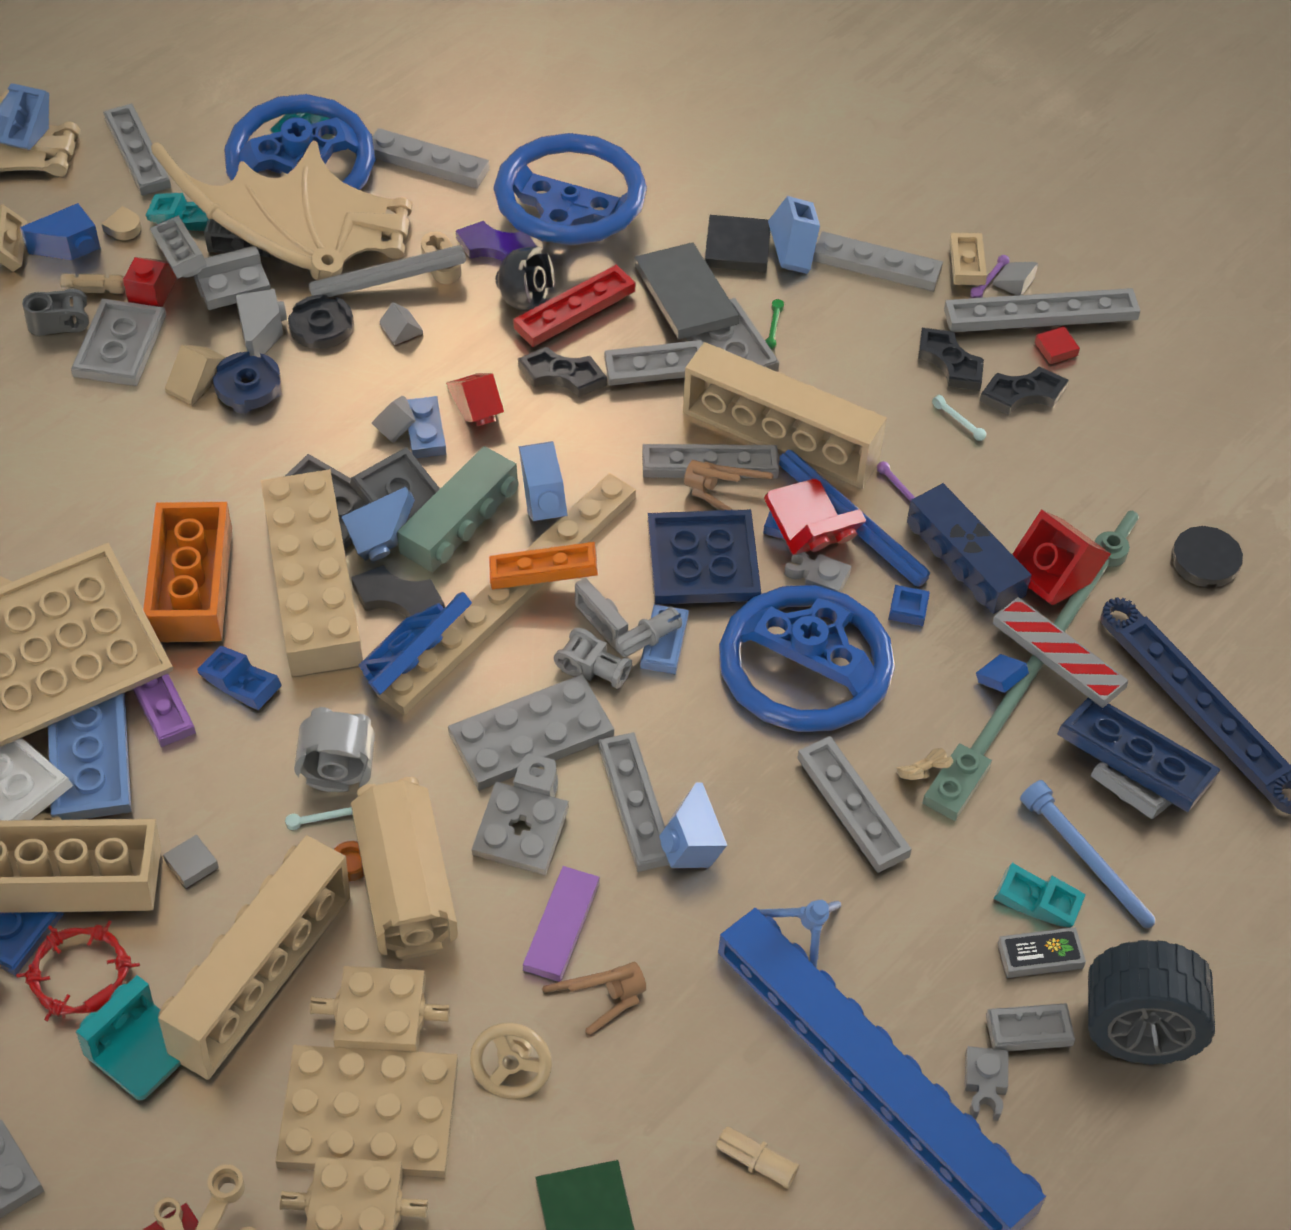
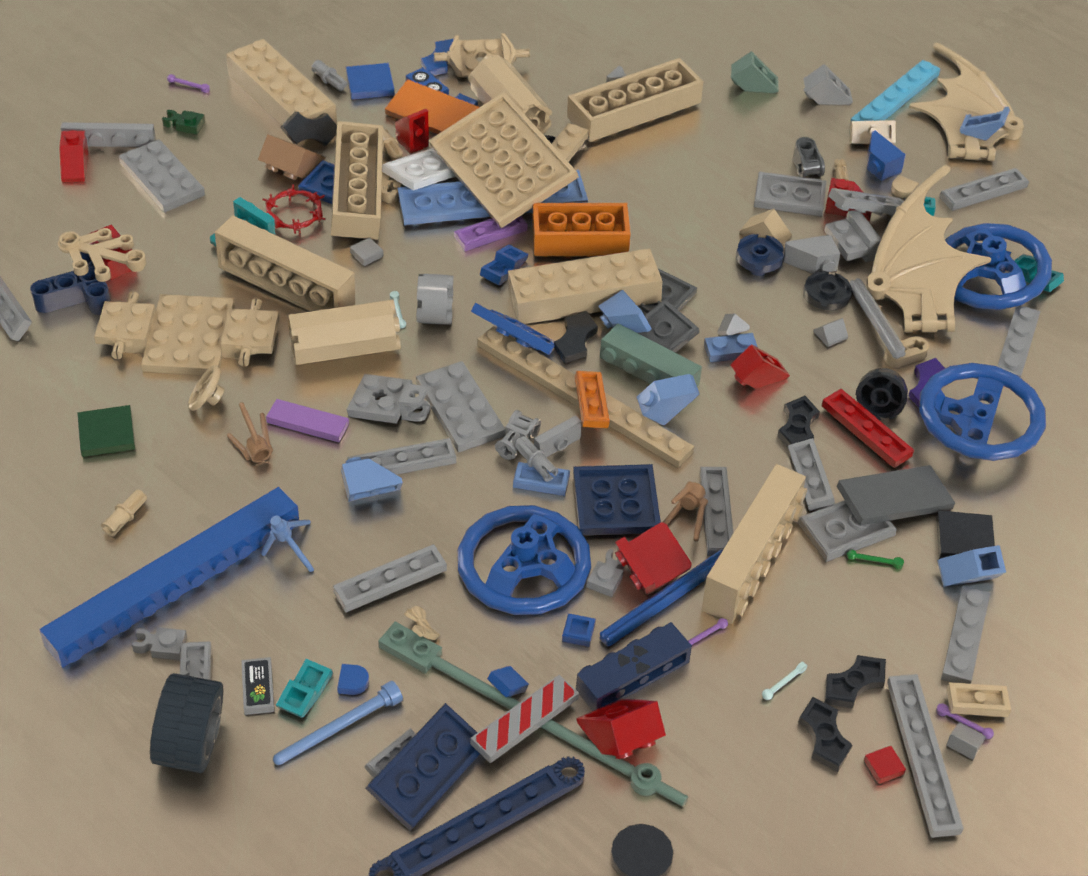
camera: 90 degrees right, 5 degrees down
(1017, 843) = (353, 680): none -> blue tile

